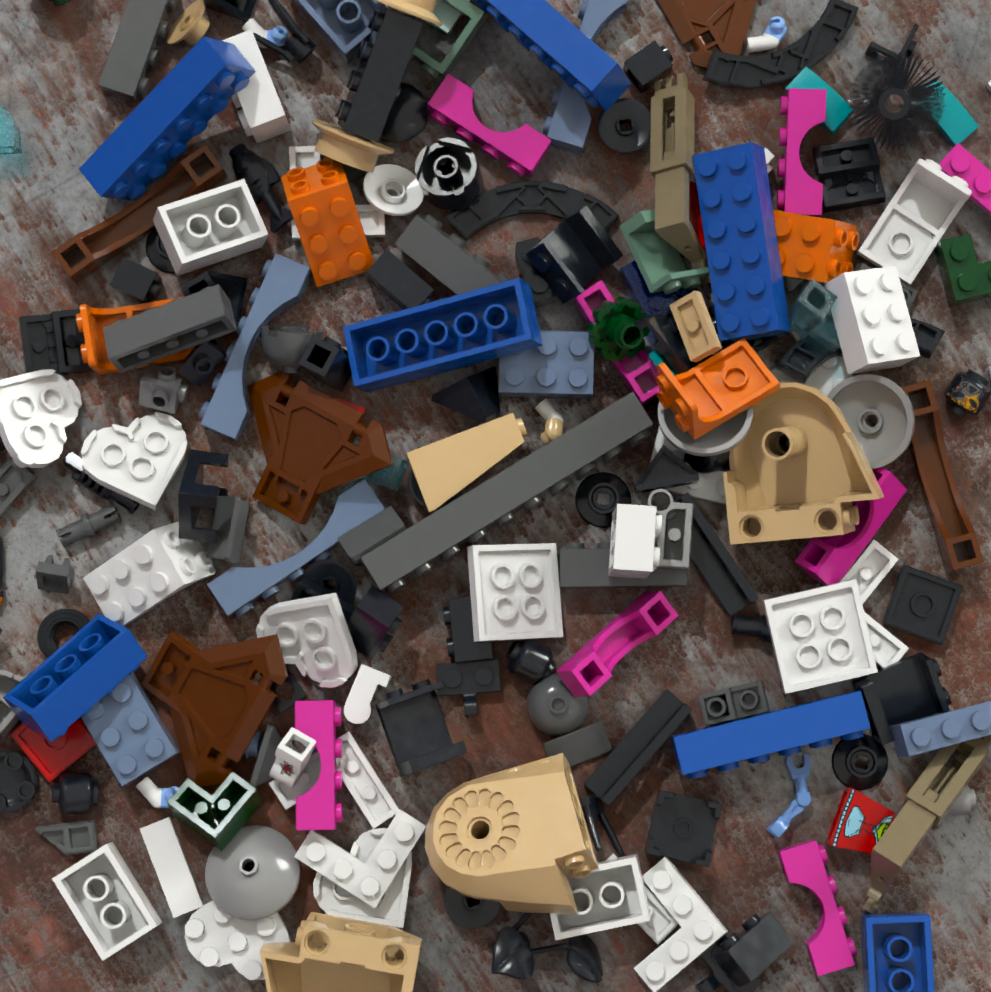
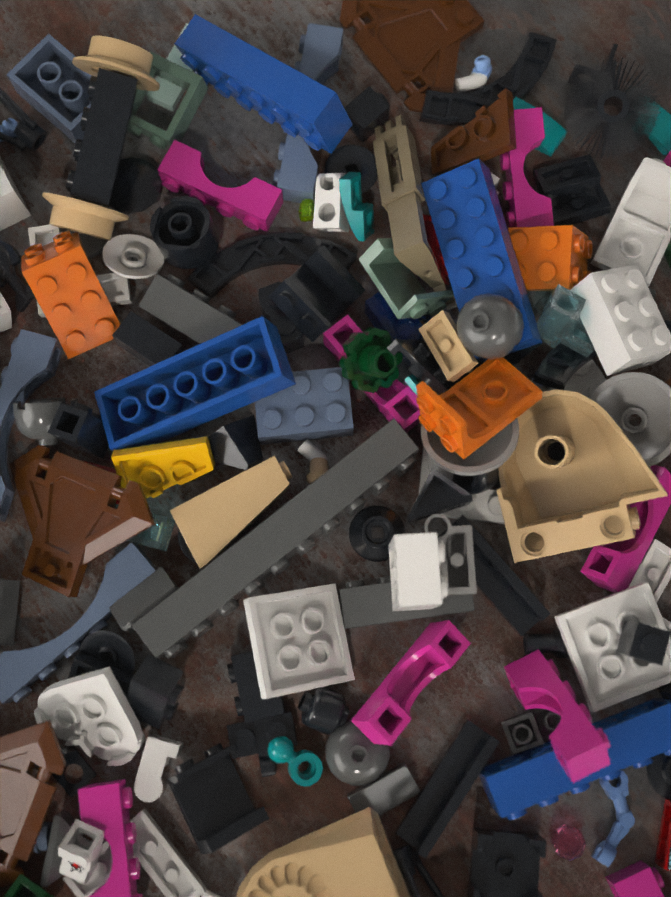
camera: 10 degrees left, 5 degrees down
(404, 406) = (164, 464): none -> yellow wing
(486, 693) = (282, 751): none -> teal plate
(575, 159) = (306, 210): none -> clear neon green hand
(599, 159) = (328, 206): none -> white leg
(625, 173) = (358, 214): none -> teal slope
(738, 313) = (490, 326): none -> dark grey cylinder
(745, 812) = (568, 842): none -> clear pink tile
(757, 114) = (482, 138): none -> reddish brown wing
(758, 711) = (575, 740): none -> dark pink arch
(839, 633) = (643, 642): none -> black brick

